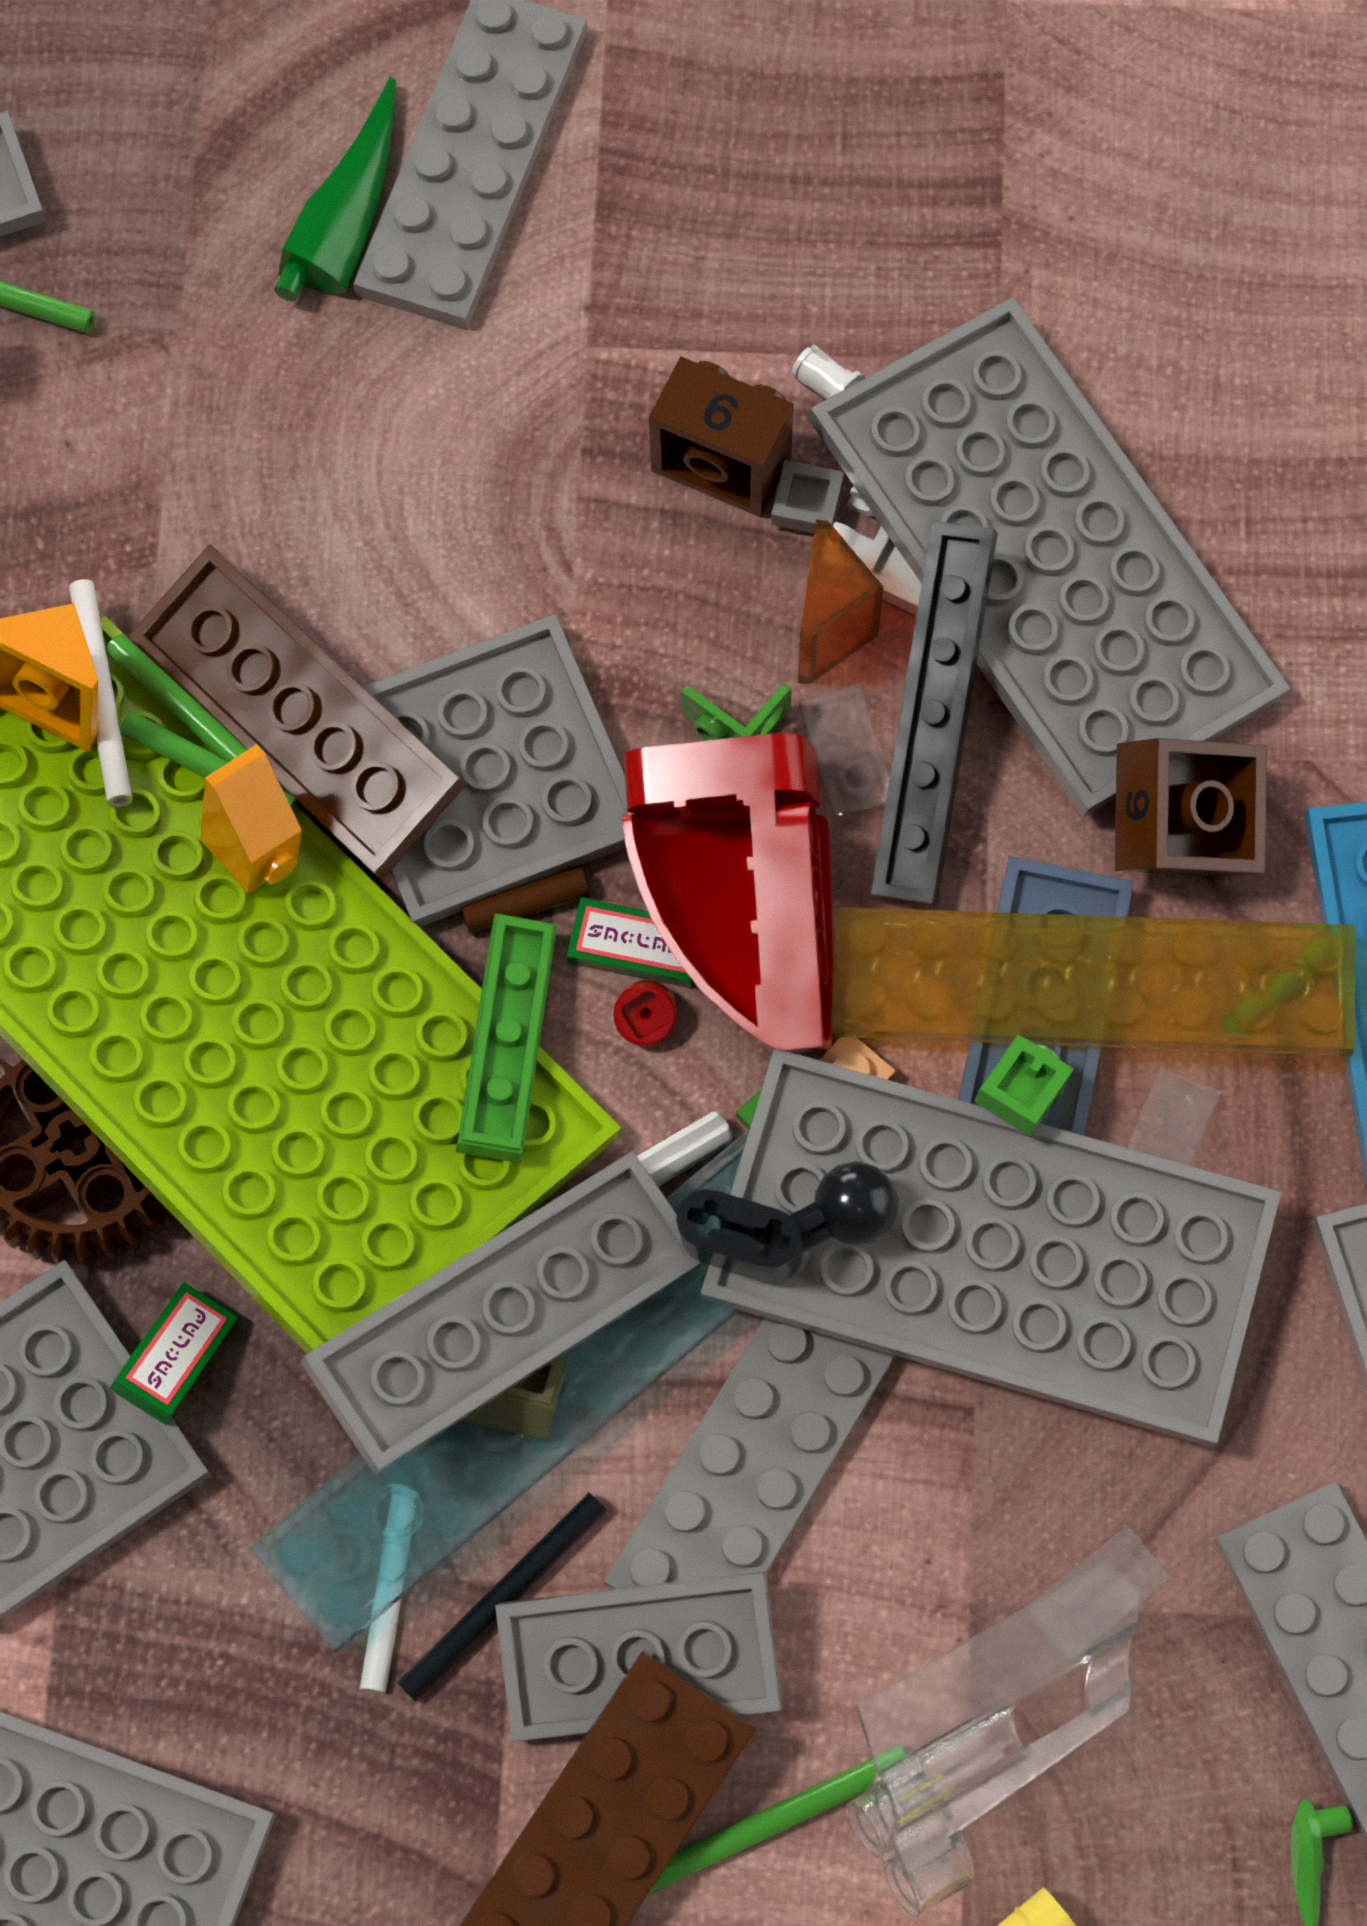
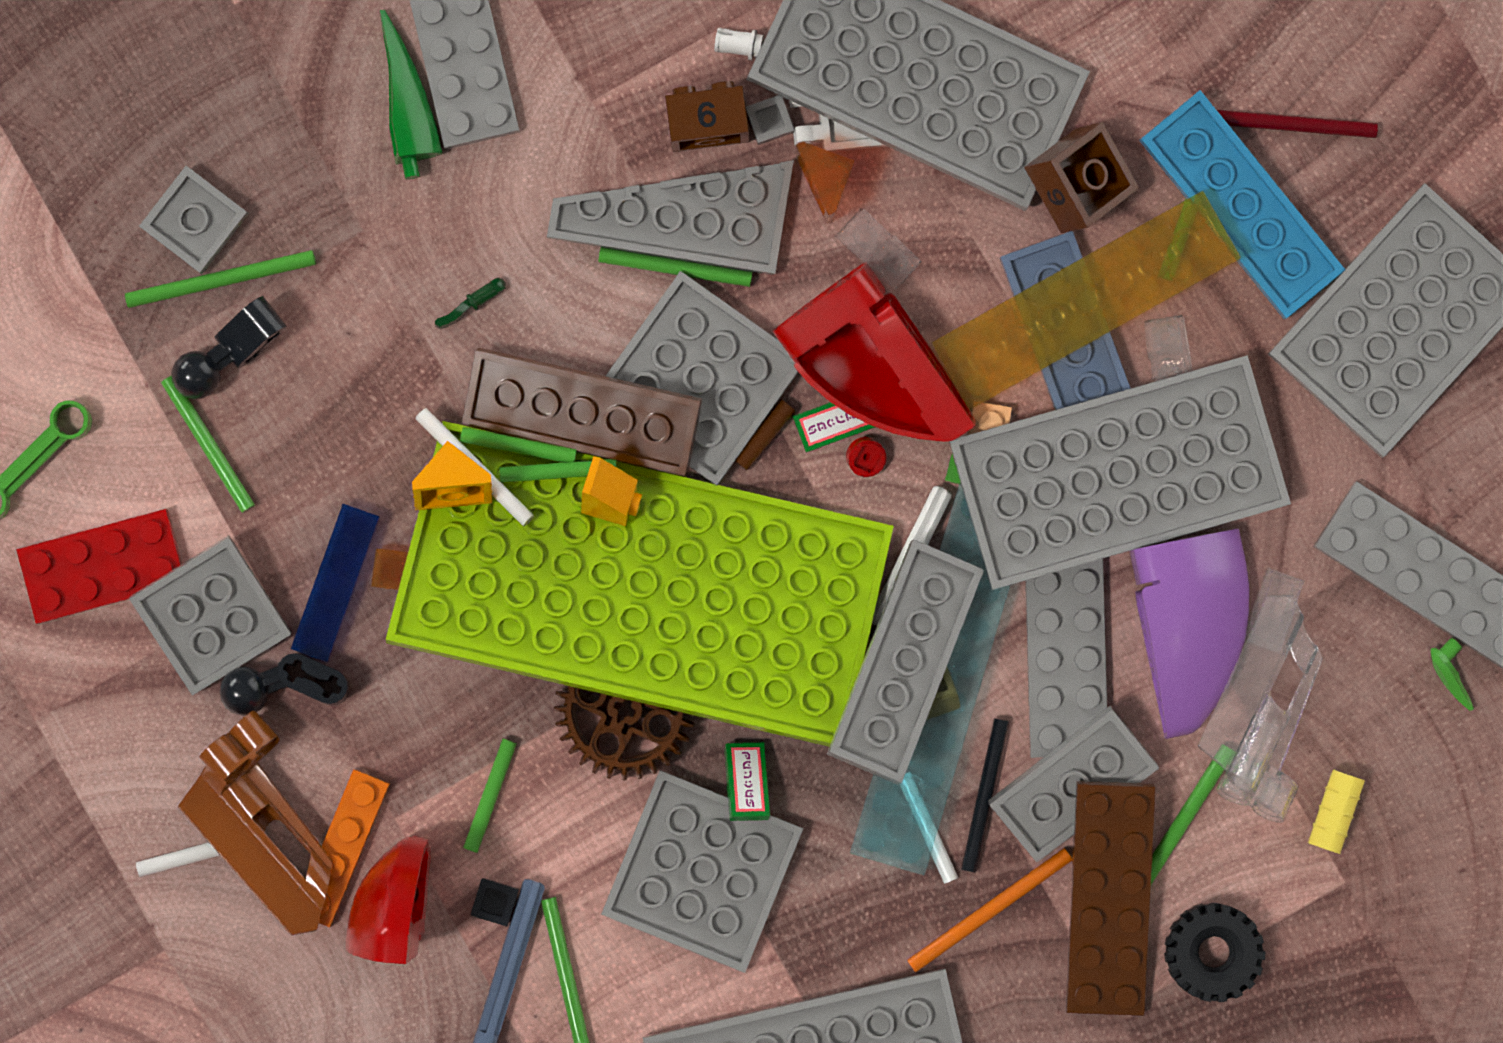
camera: 35 degrees left, 15 degrees up
(229, 497) = (473, 300): none -> dark green piece
(397, 1771) = (989, 910): none -> orange piece
(506, 1038) = (807, 516): bright green tile -> none
(545, 605) = (674, 266): none -> bright green piece
(622, 565) = (702, 219): none -> light grey wing
(715, 724) = (807, 281): bright green bracket -> none
(850, 1204) = (1043, 502): black beam -> none
(934, 713) = (917, 205): black plate -> none
(971, 1524) = (1192, 622): none -> medium lavender panel
(1024, 1084) = (1088, 381): bright green bracket -> none

